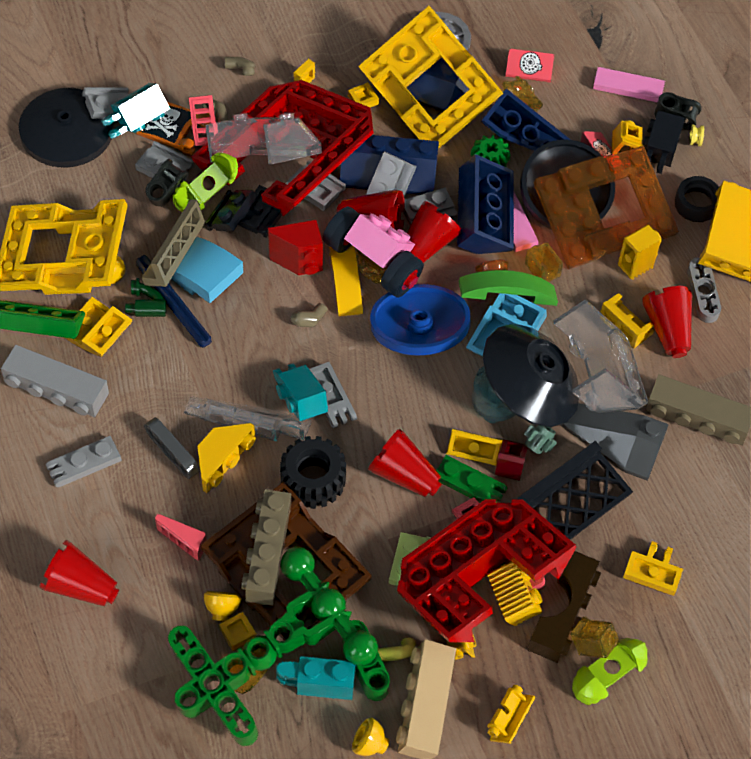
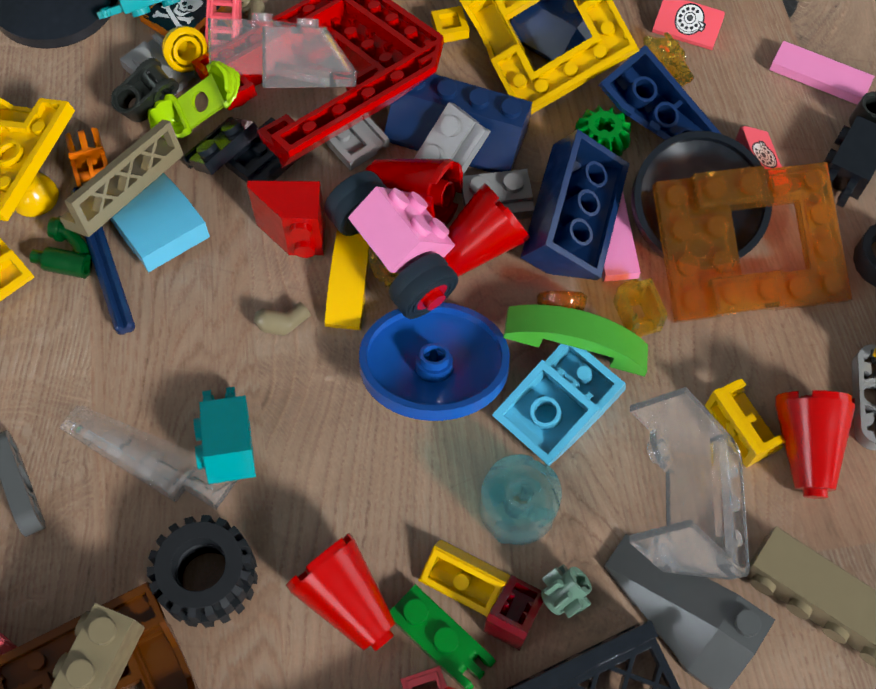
camera: 15 degrees right, 5 degrees up
(140, 236) = (88, 160): none -> orange arm
(182, 147) = (182, 46): none -> yellow brick
(222, 451) = (81, 508): yellow slope -> none
(337, 399) = (272, 446): light grey hinge -> none
(530, 375) = (572, 489): black dish -> none
(626, 134) = (803, 140): yellow window -> none
(639, 251) = (787, 319): yellow brick -> none

